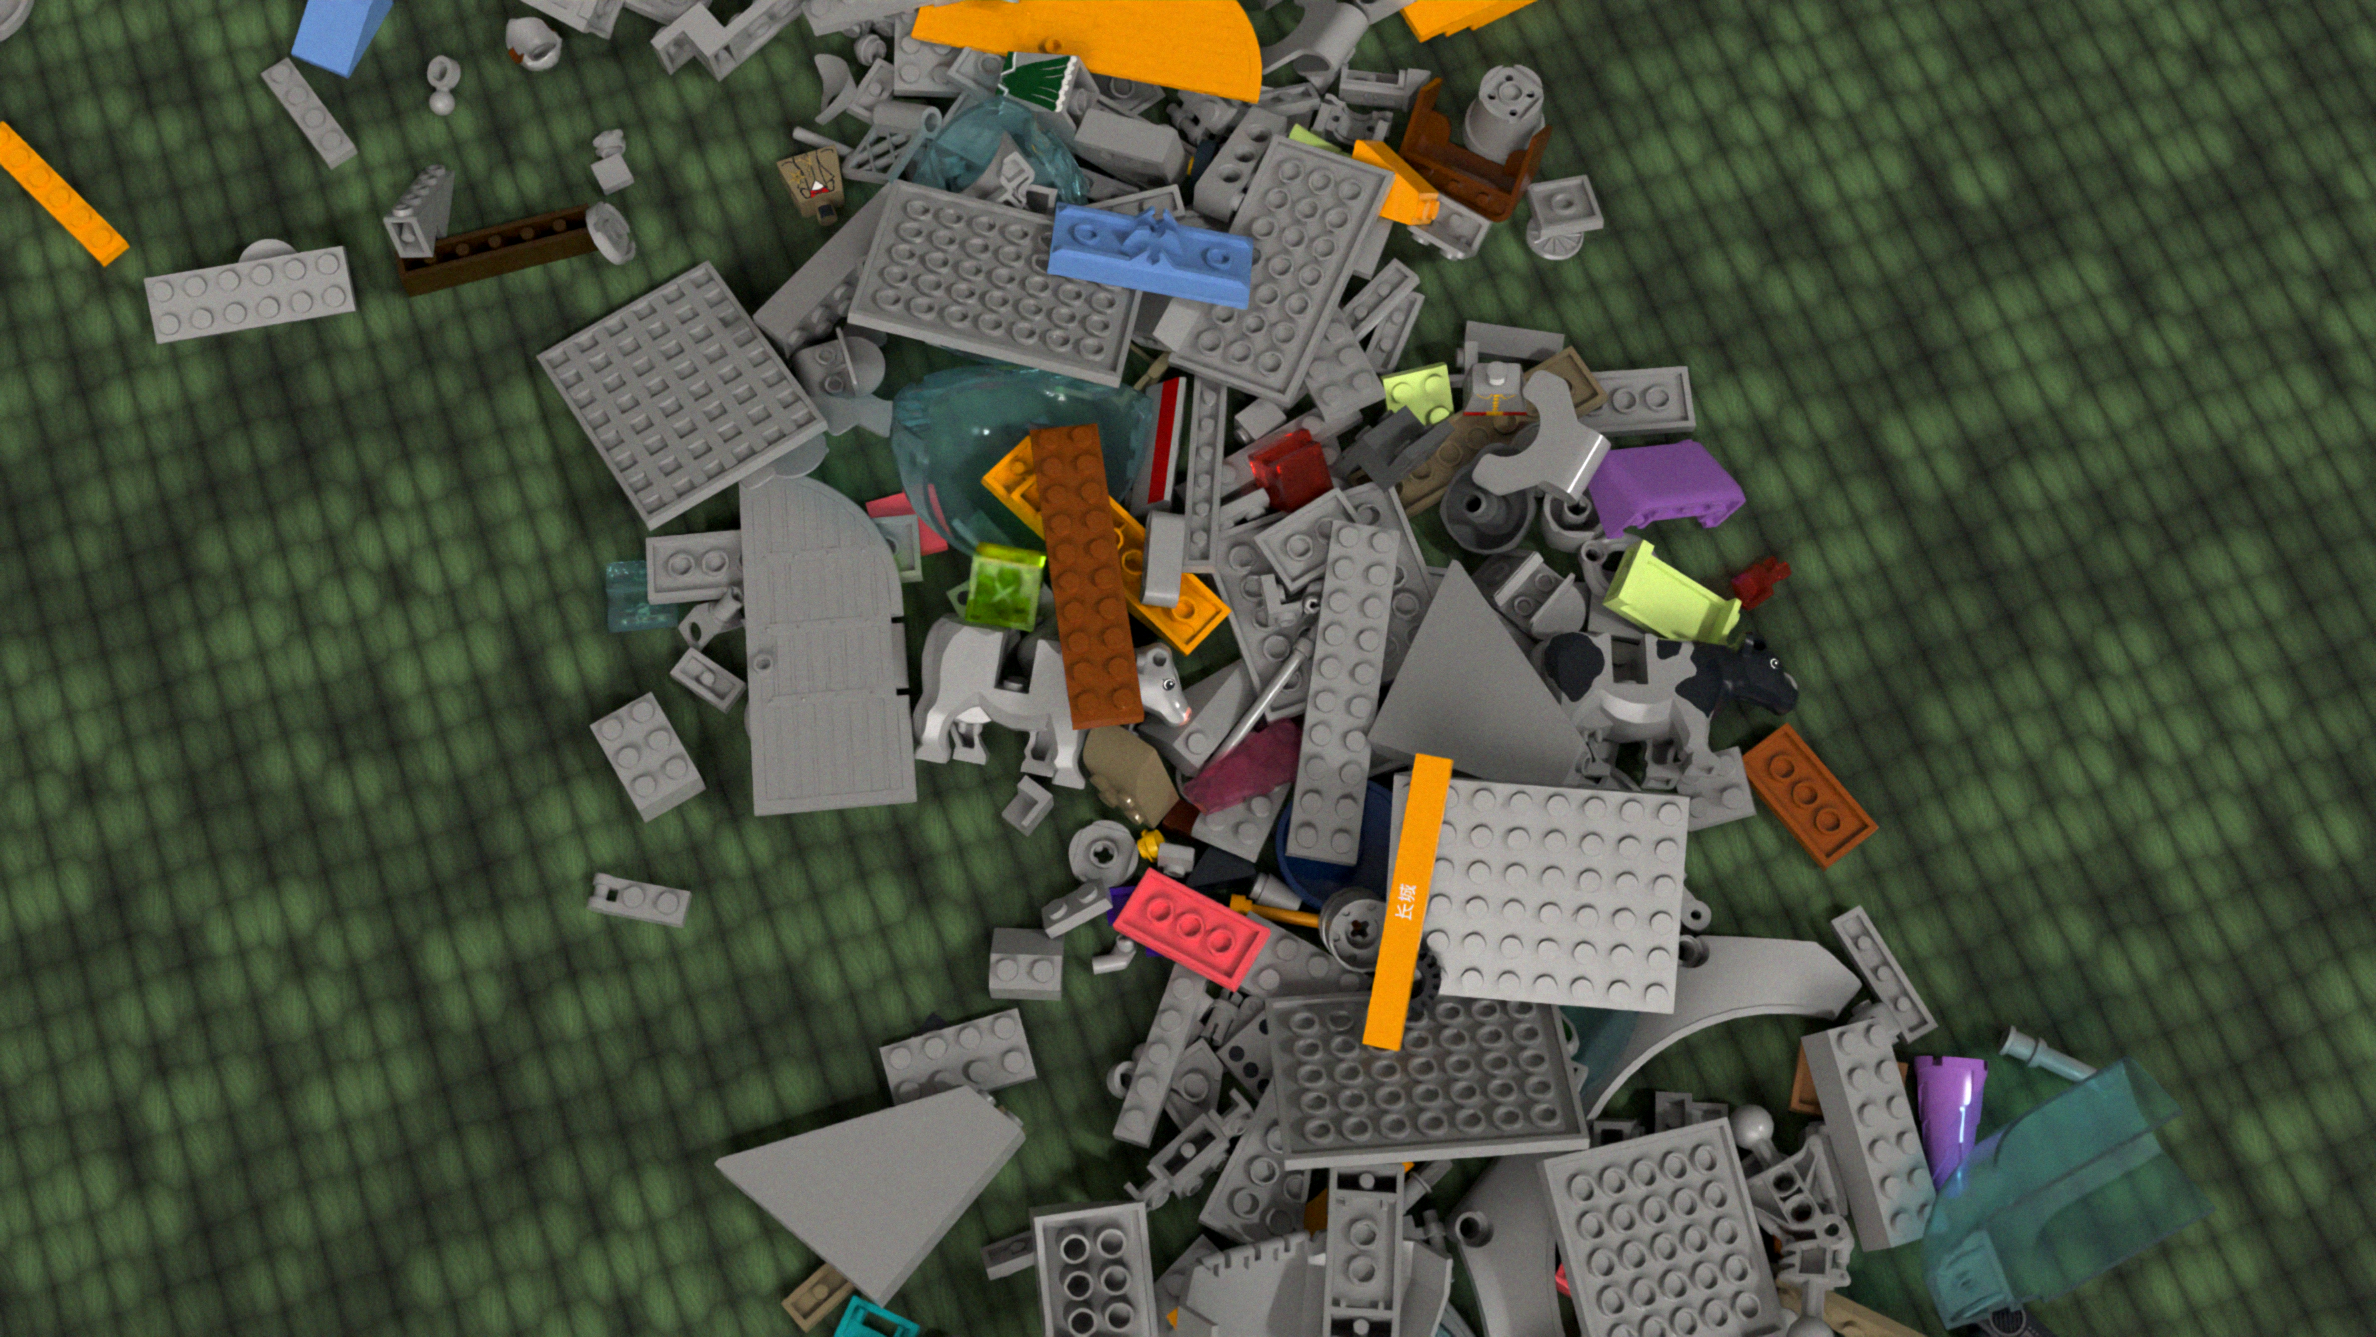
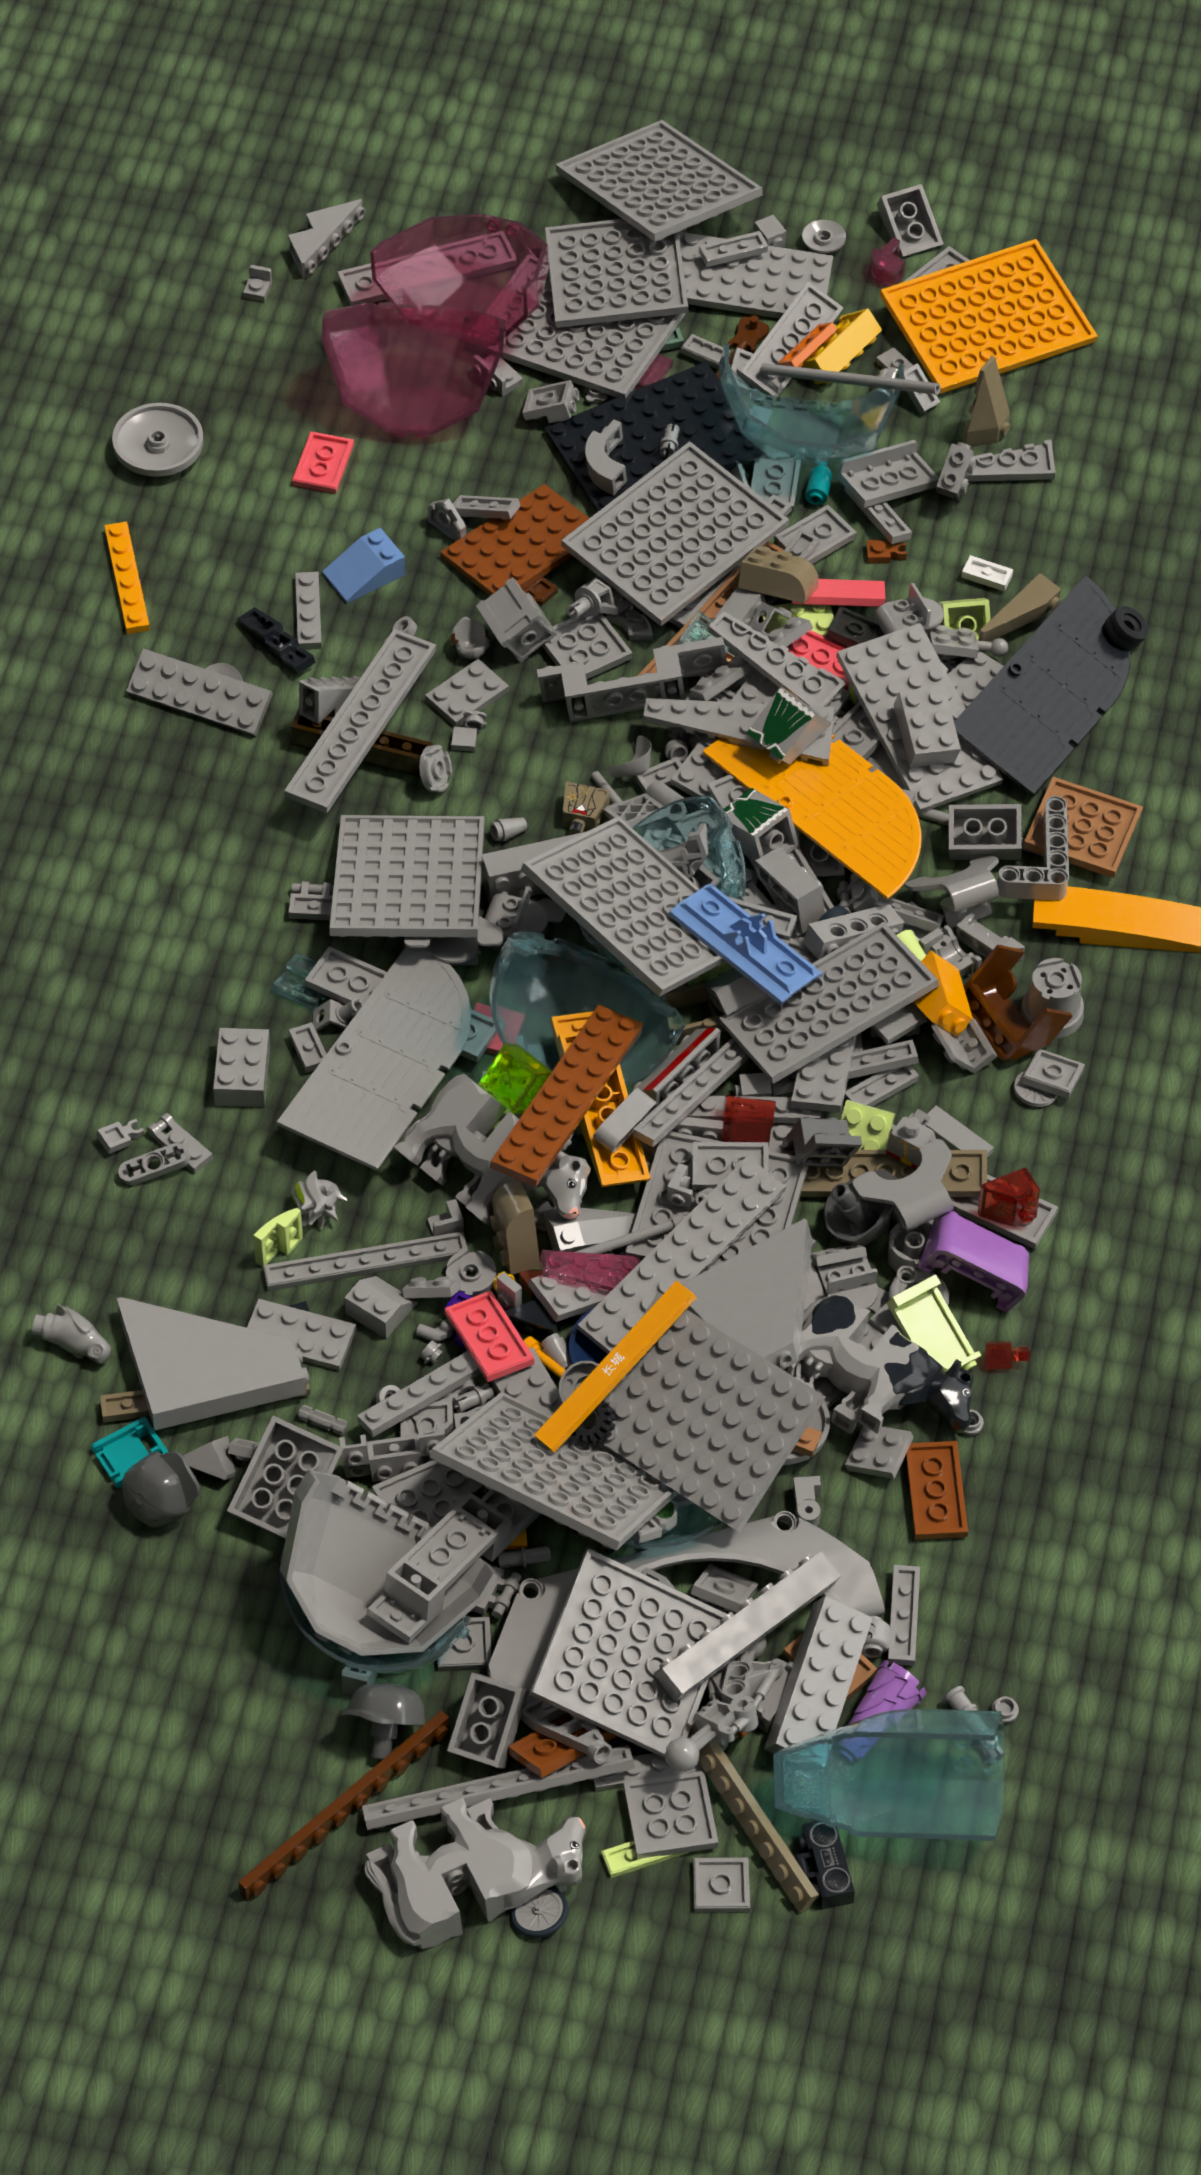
camera: 35 degrees right, 15 degrees down
(298, 175) = (275, 640): none -> black slope
(483, 227) = (360, 721): none -> light grey plate
(558, 941) = (117, 1137): none -> light grey plate
(574, 113) = (467, 690): none -> light grey plate
(583, 493) = (309, 905): none -> light grey plate
(620, 976) = (164, 1168): none -> light grey beam
(689, 1243) = (72, 1333): none -> light grey animal
(744, 259) = (507, 828): none -> light grey cone
(852, 951) = (278, 1235): none -> yellowish green slope
(861, 879) = (316, 1199): none -> light grey hair
(966, 917) = (363, 1261): none -> light grey tile
(972, 1298) = (213, 1459): none -> light grey slope
(1065, 1157) = (322, 1420): none -> light grey axle
(1130, 987) = (431, 1352): none -> light grey plate
(1649, 391) = (1010, 1199): none -> clear red slope
(1679, 1078) = (723, 1588): none -> light grey plate
(1759, 1123) = (747, 1626): none -> brick
(2068, 1019) = (1008, 1708): none -> light grey plate

